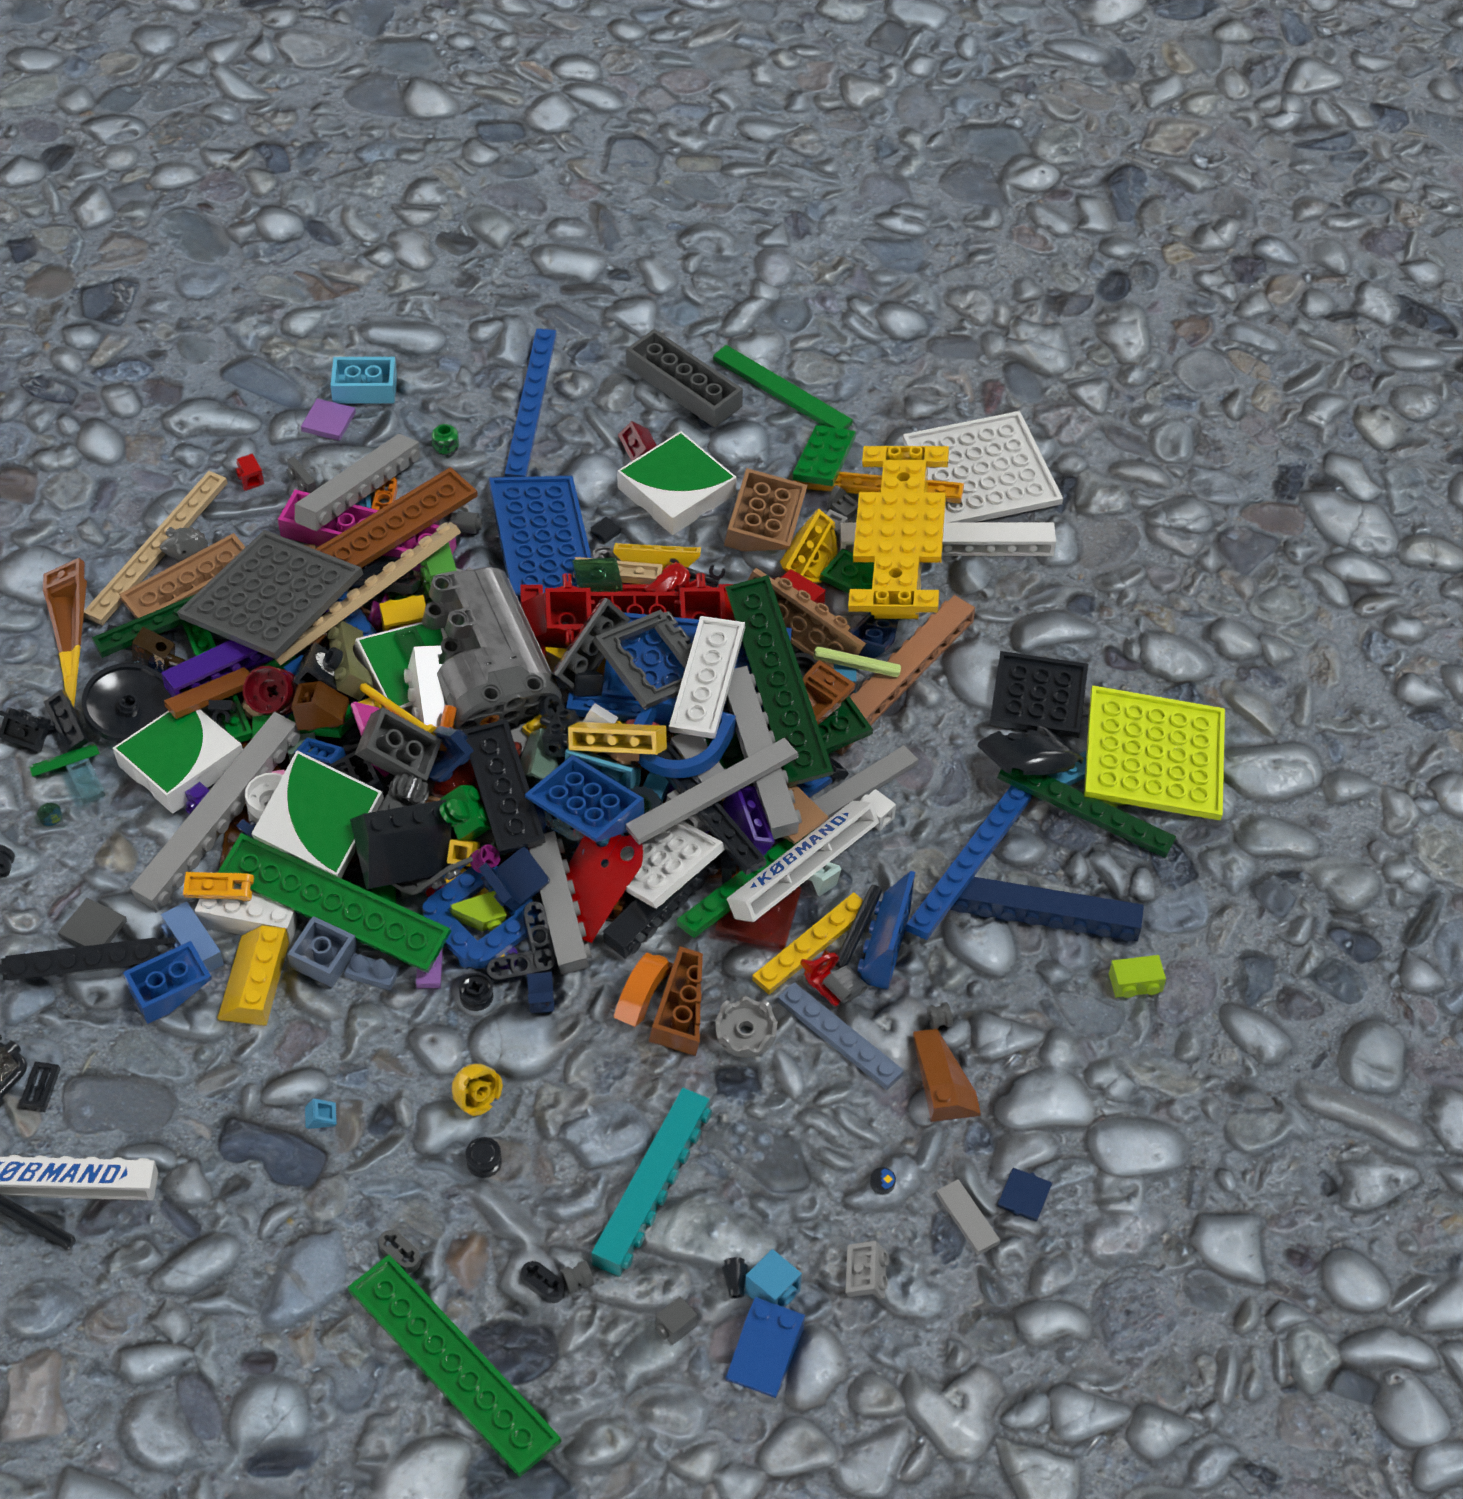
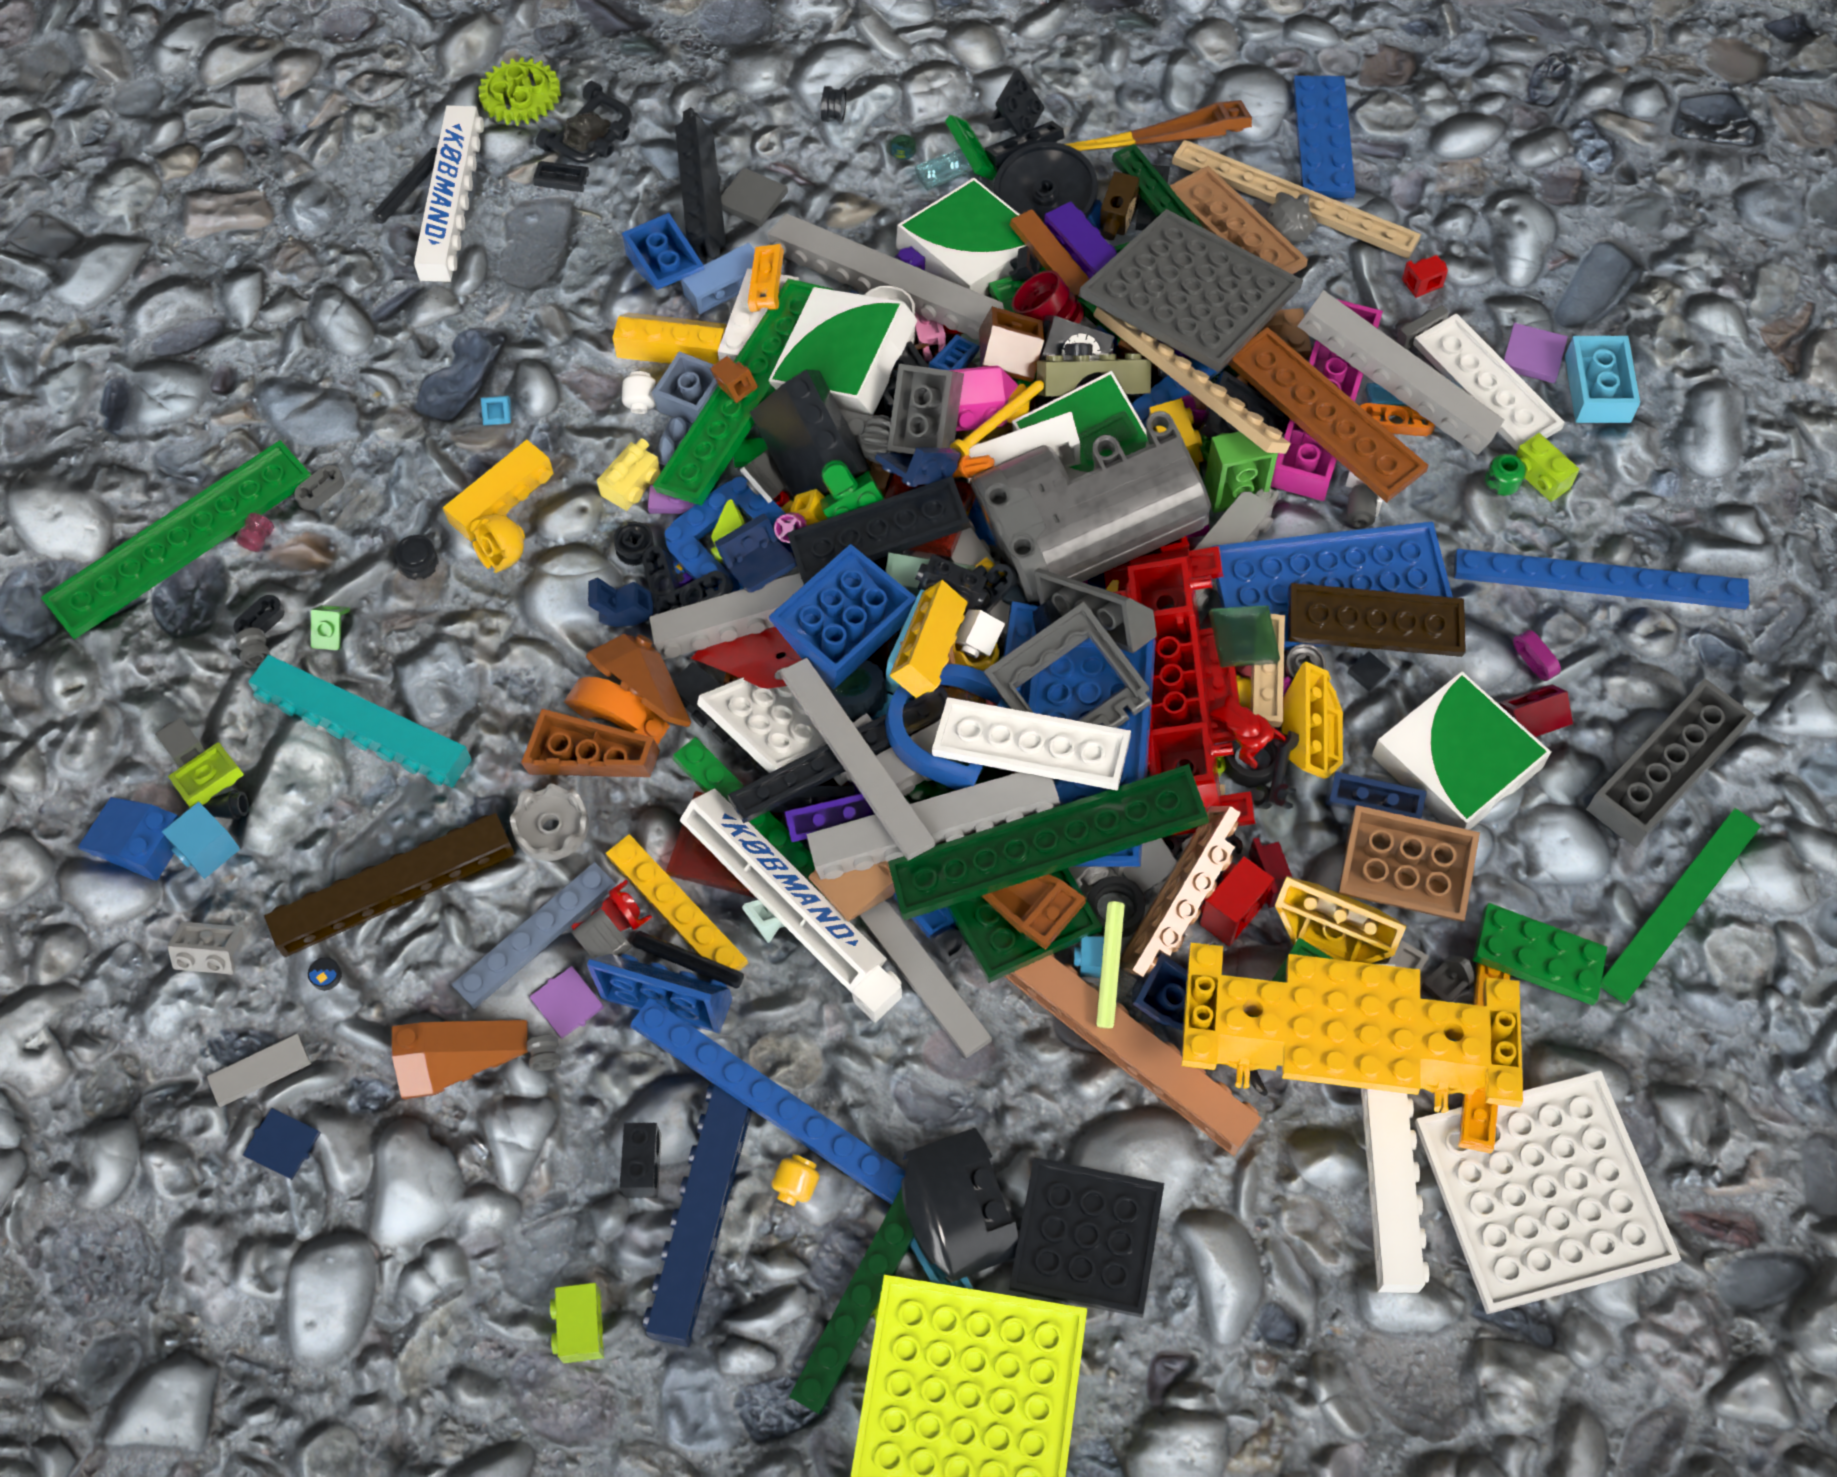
camera: 95 degrees right, 10 degrees up
(87, 527) = (1324, 135): none -> blue plate
(316, 995) = (637, 392): none -> white head
(330, 902) = (733, 379): none -> dark orange brick
(346, 448) = (1485, 376): none -> white plate
(407, 996) = (629, 475): none -> light yellow brick
(416, 1097) = (499, 488): none -> yellow brick
(442, 412) = (1547, 467): none -> lime brick
(451, 1295) = (254, 533): none -> clear pink wheel
(552, 1217) = (327, 626): none -> bracket
(574, 512) = (1376, 620): none -> dark brown plate
(596, 438) = (1537, 655): none -> magenta beam
(608, 967) = (642, 673): none -> dark orange wedge
(710, 1290) = (205, 775): none -> lime plate
(714, 526) = (1351, 790): none -> dark blue brick
(805, 1138) = (388, 885): none -> dark brown brick
(893, 1011) = (566, 1002): none -> medium lavender piece
(1017, 945) = (640, 1160): none -> black brick
(1020, 853) = (795, 1180): none -> yellow head

